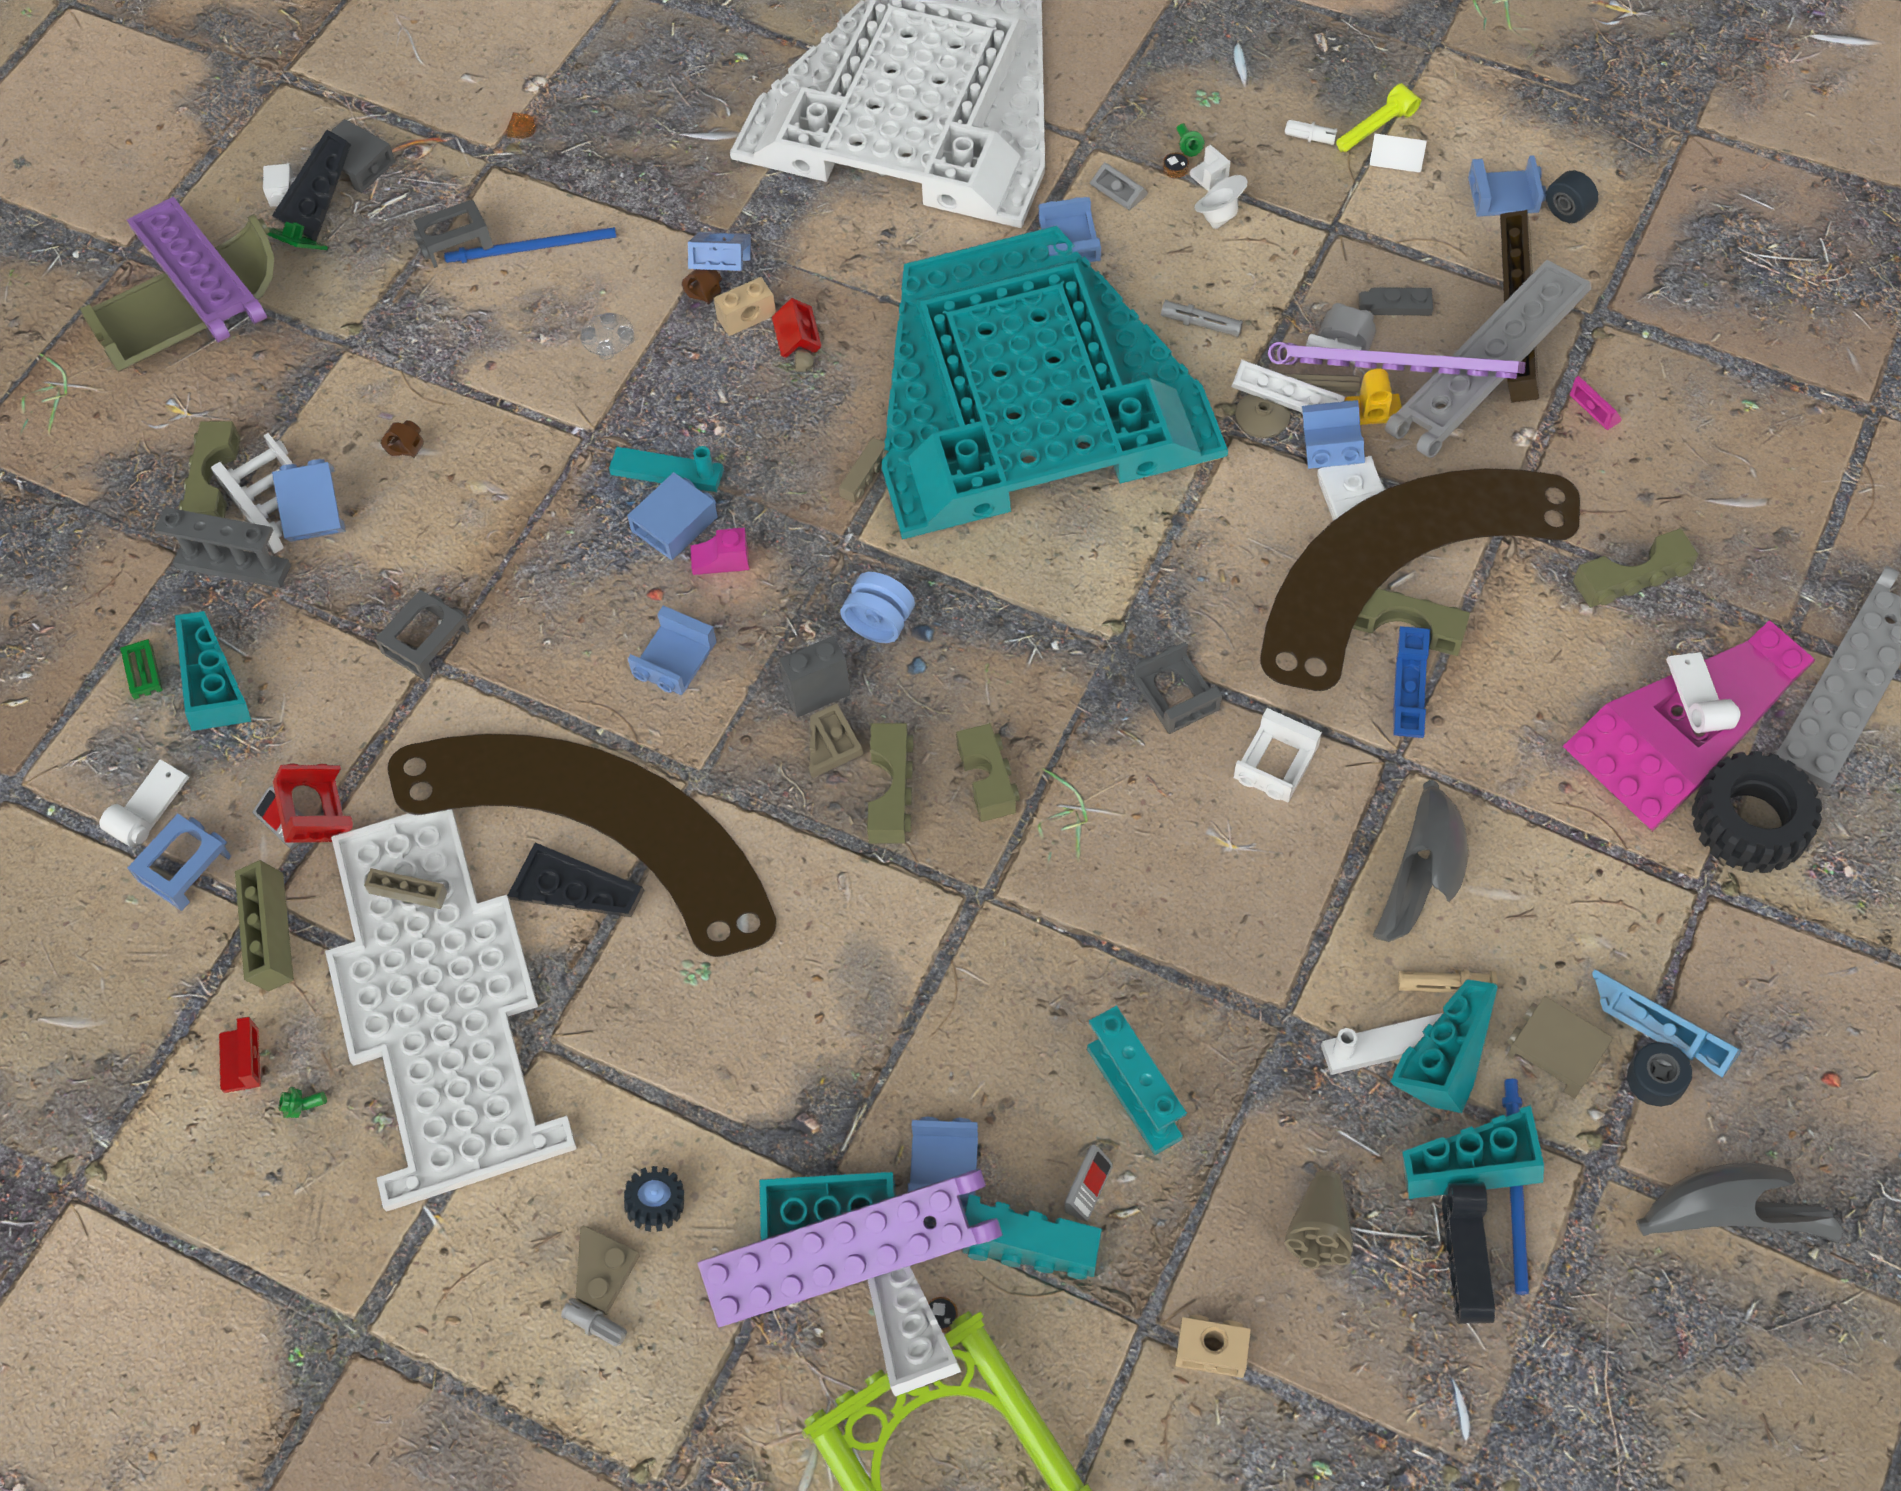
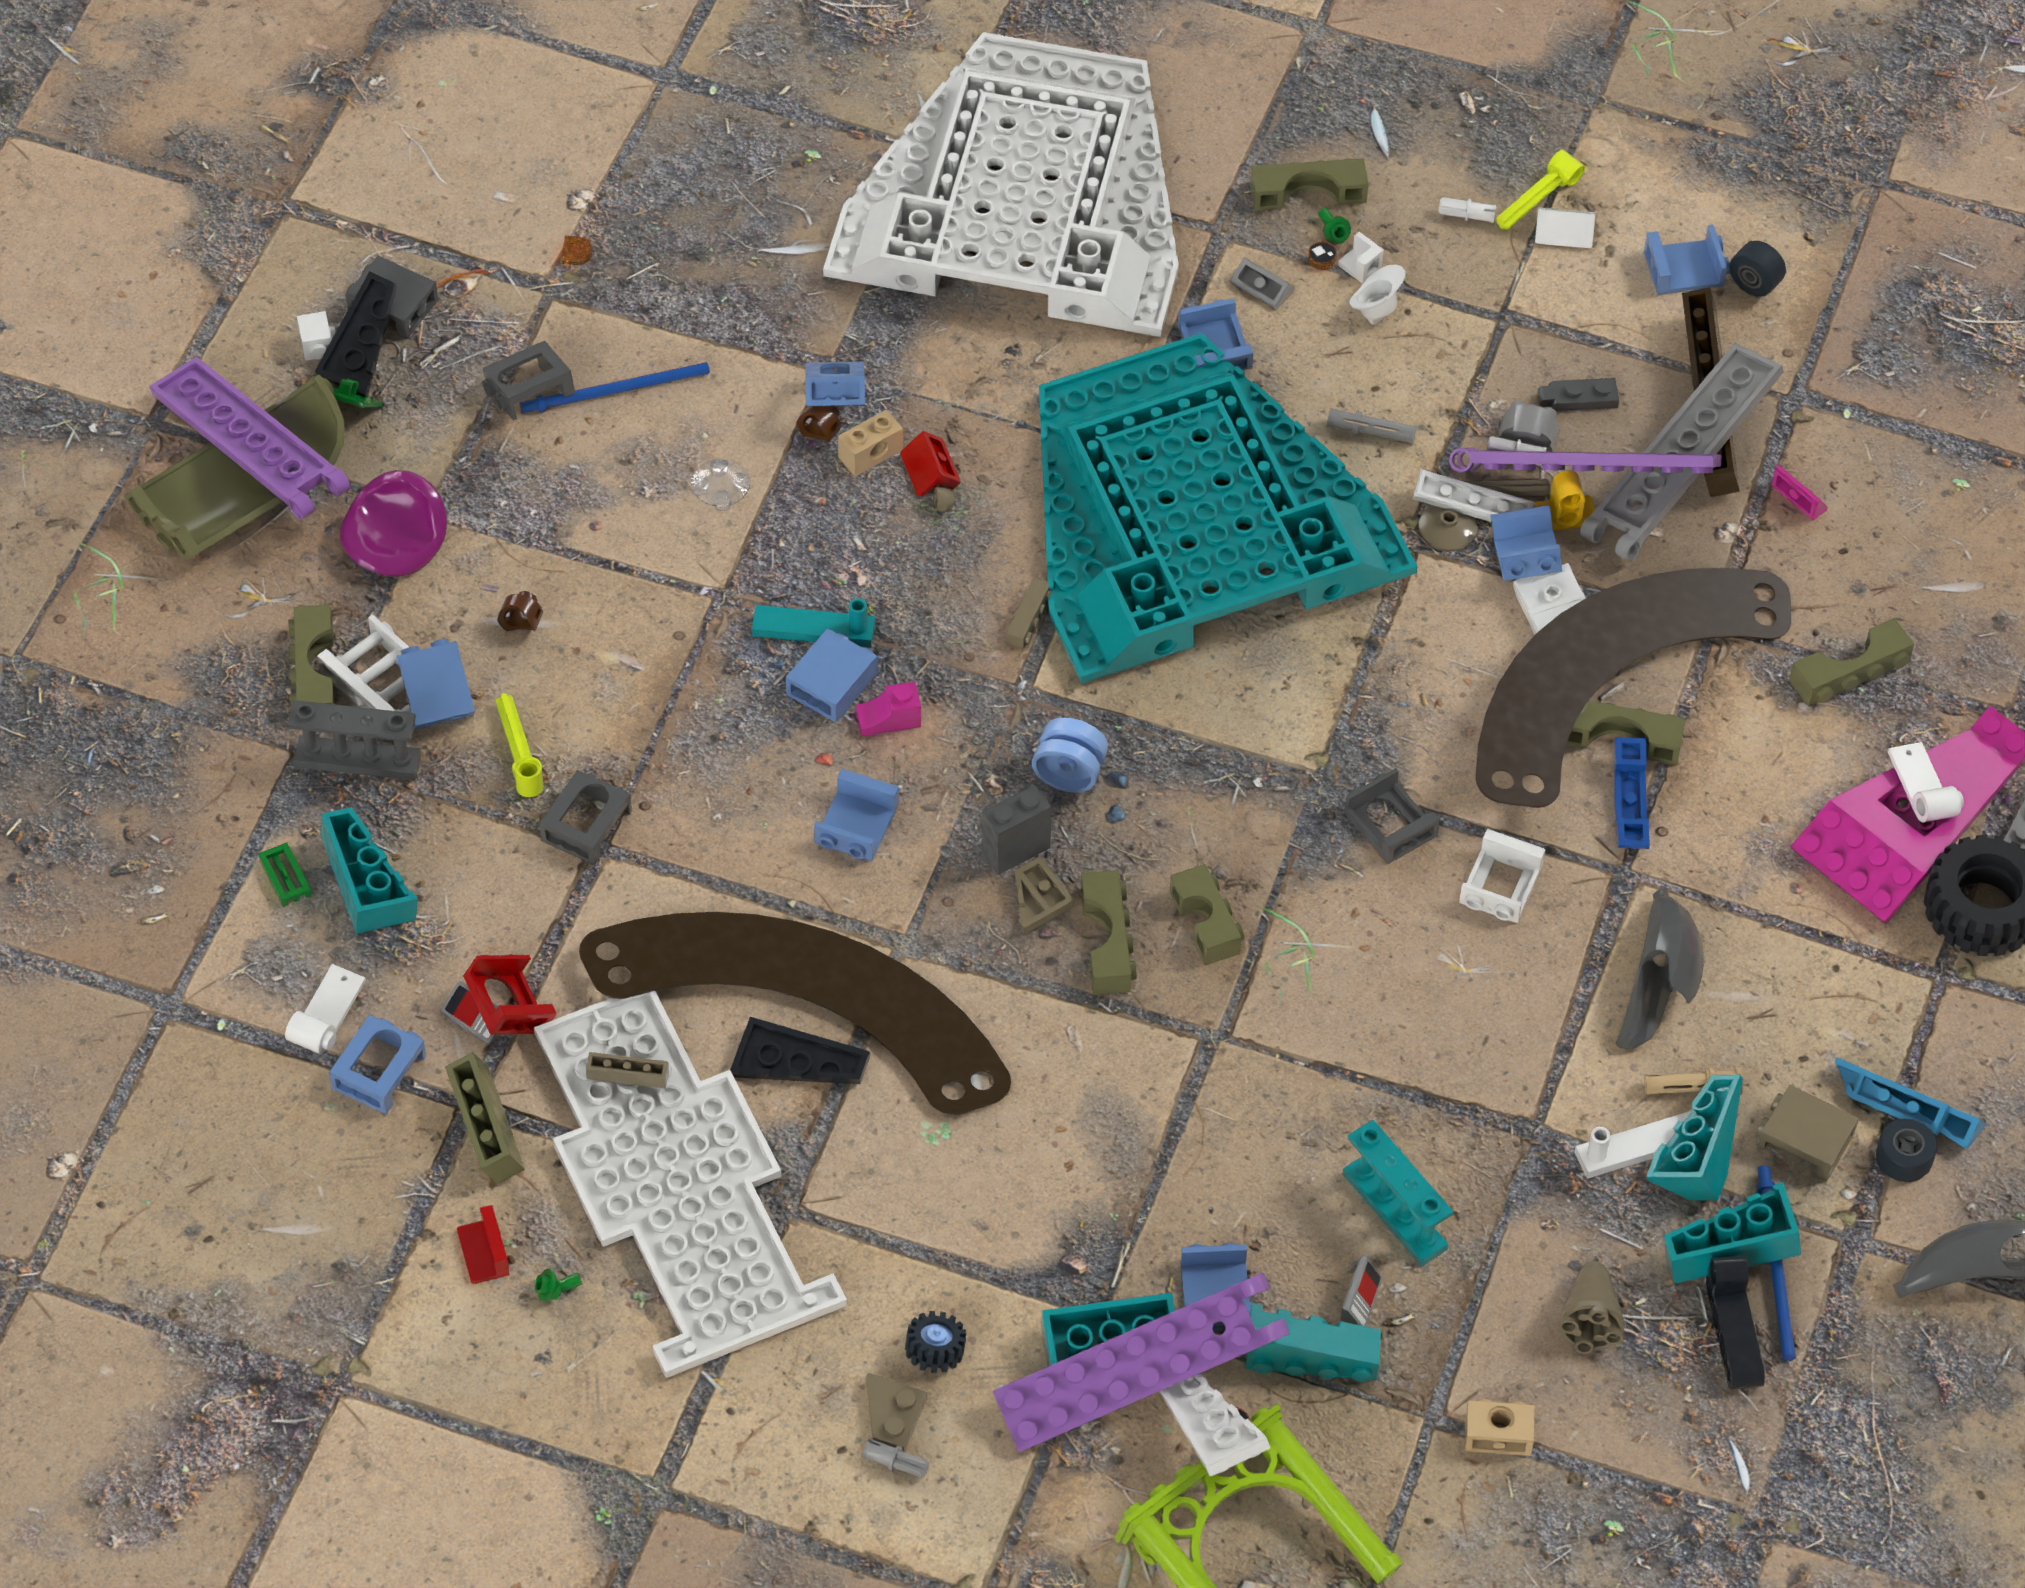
camera: 10 degrees left, 5 degrees down
(307, 354) = (395, 524): none -> magenta piece
(378, 585) = (526, 769): none -> neon yellow axle
(1198, 99) = (1341, 179): none -> olive arch

